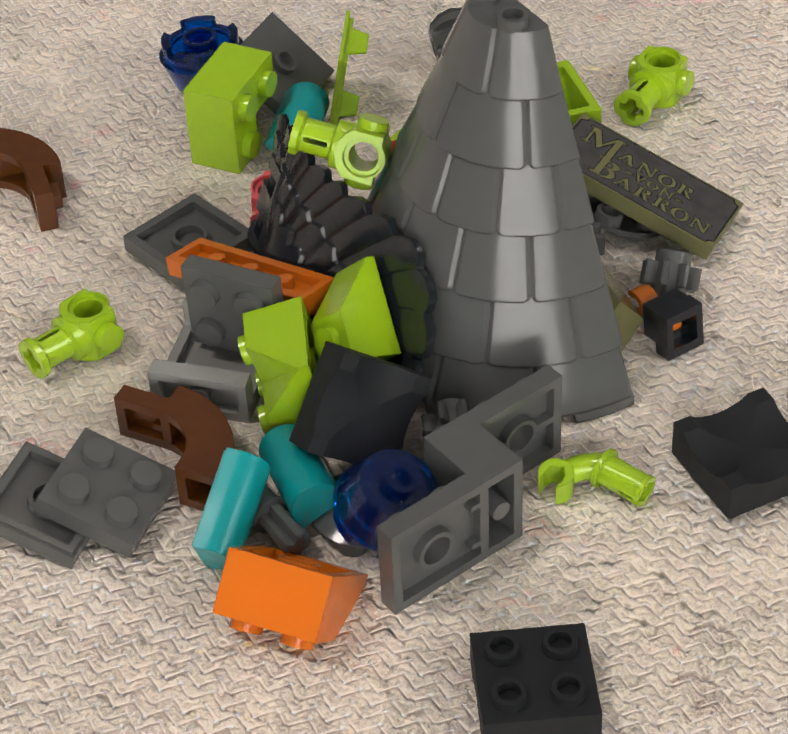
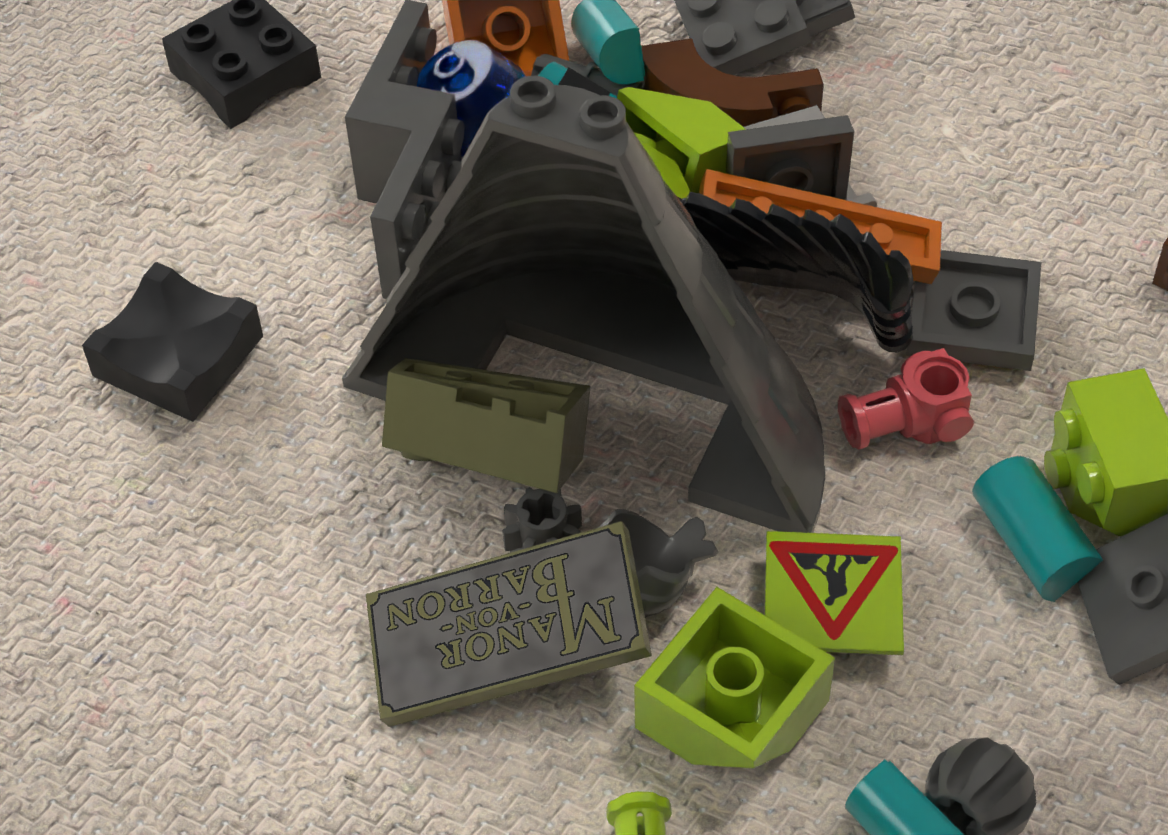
camera: 145 degrees right, 10 degrees up
(81, 332) = (952, 148): lime connector -> none
(339, 142) = (758, 221): lime connector -> none
(352, 43) = (1058, 621): lime piece -> none
(601, 470) = (315, 268): lime piece -> none
(670, 271) = (405, 533): dark grey gear -> none
(670, 320) = (354, 466): black piece -> none

